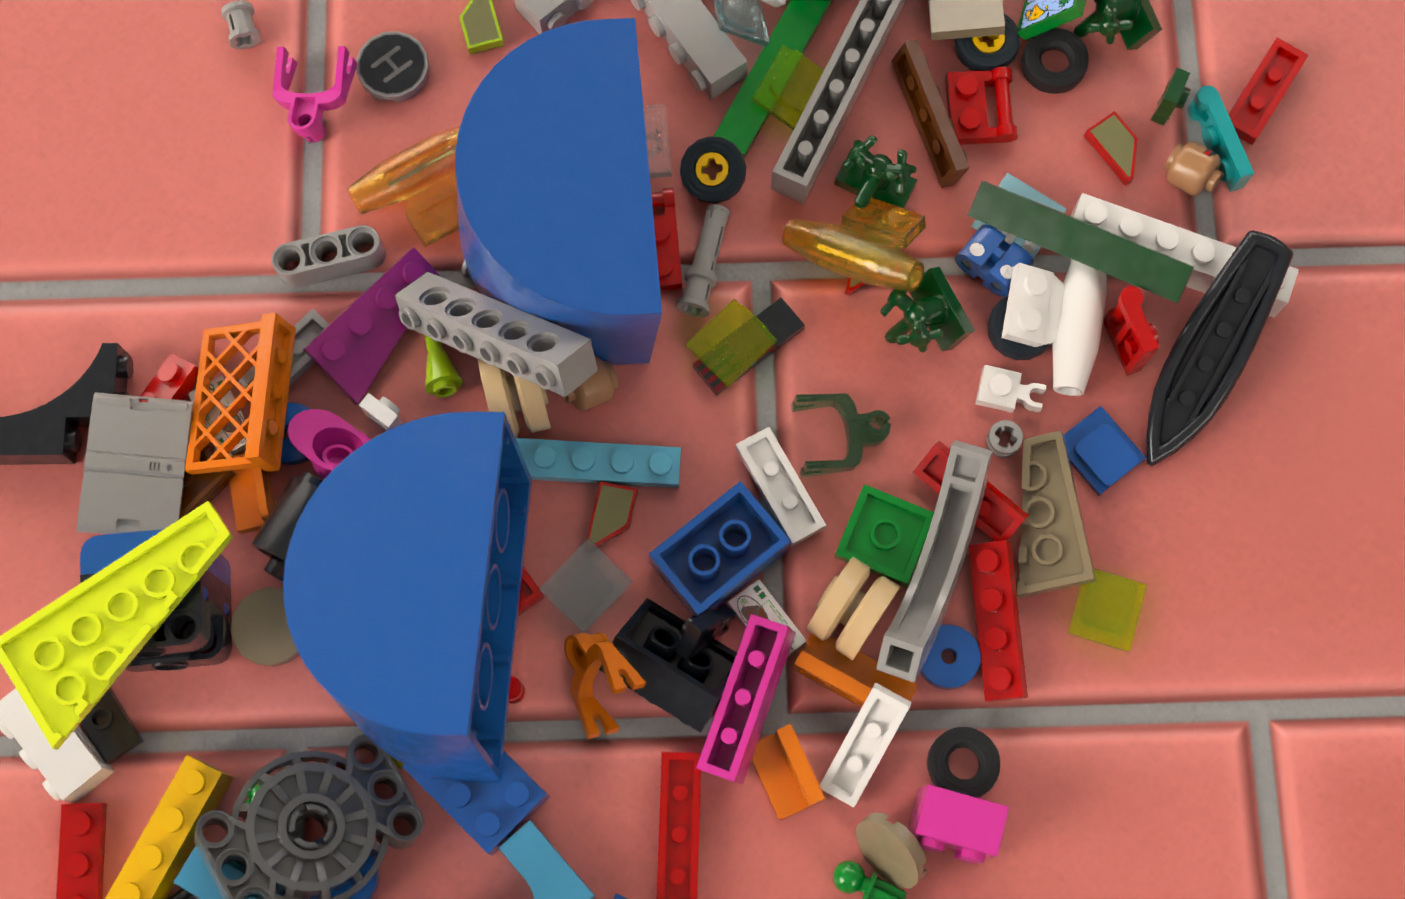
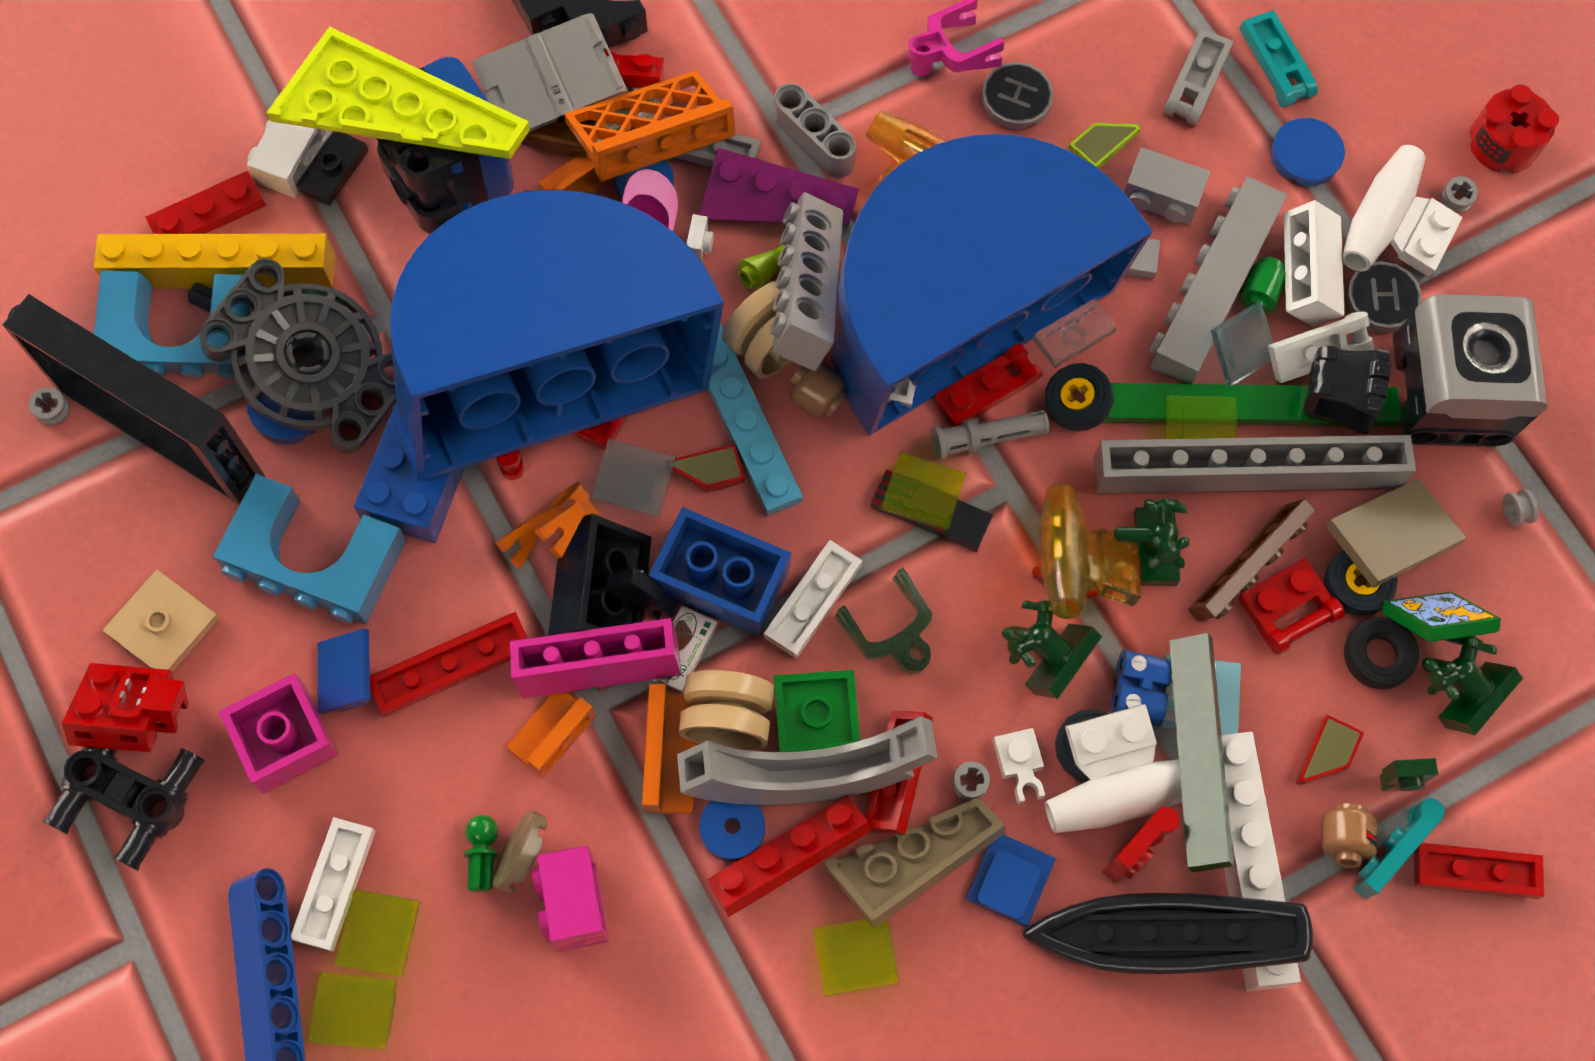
camera: 60 degrees right, 5 degrees down
(865, 744) = (606, 782): white plate -> none
(978, 743) = (656, 906): black tyre -> none

